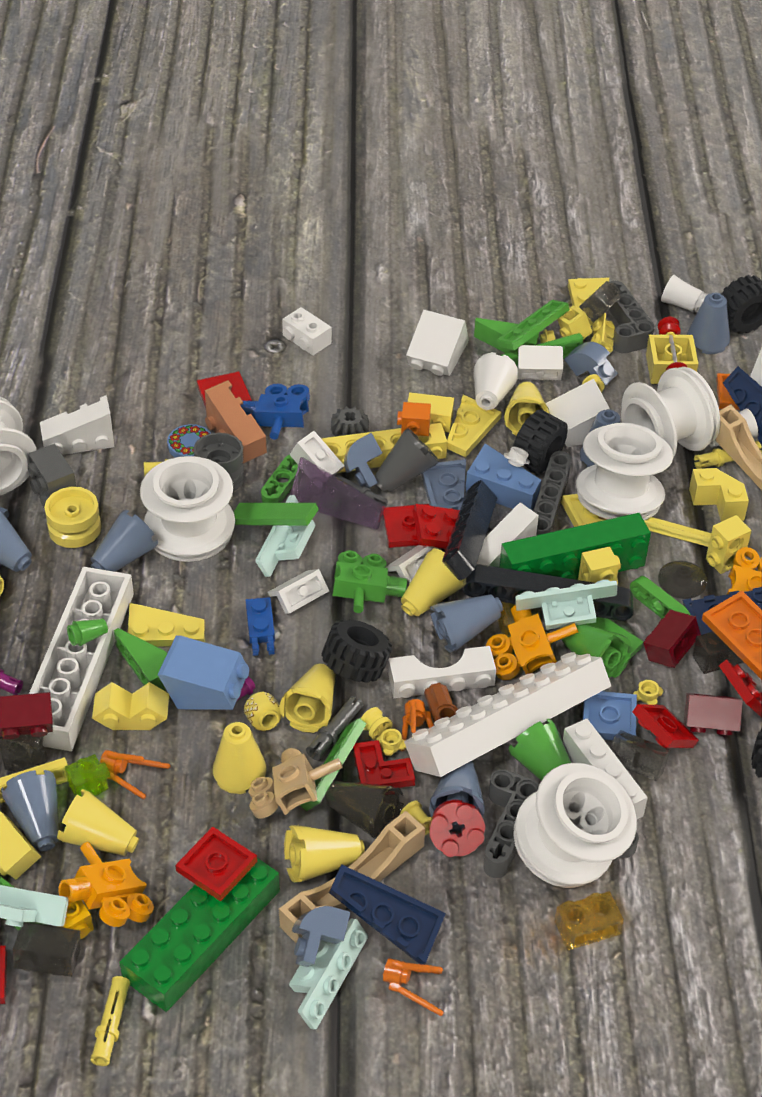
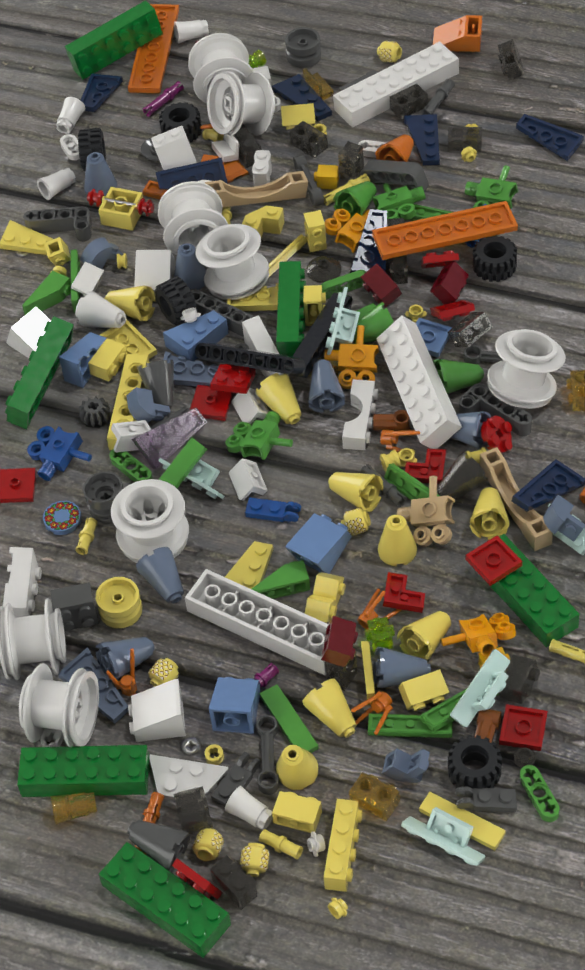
camera: 65 degrees left, 5 degrees up
(86, 630) = (258, 602): bright green cone -> none
(155, 783) = (398, 597): none -> red plate
(227, 416) = (61, 481): nougat wedge -> none
(356, 650) = (329, 452): black tyre -> none
(372, 354) = (39, 372): none -> green brick
(412, 379) = (75, 360): none -> medium blue wedge
(415, 417) = (123, 363): orange brick -> none
(532, 325) = (53, 272): bright green tile -> none
(588, 747) = (473, 347): white brick -> none
(600, 301) = (49, 225): clear smoke brick -> none
(603, 332) = (72, 241): light yellow hinge -> none

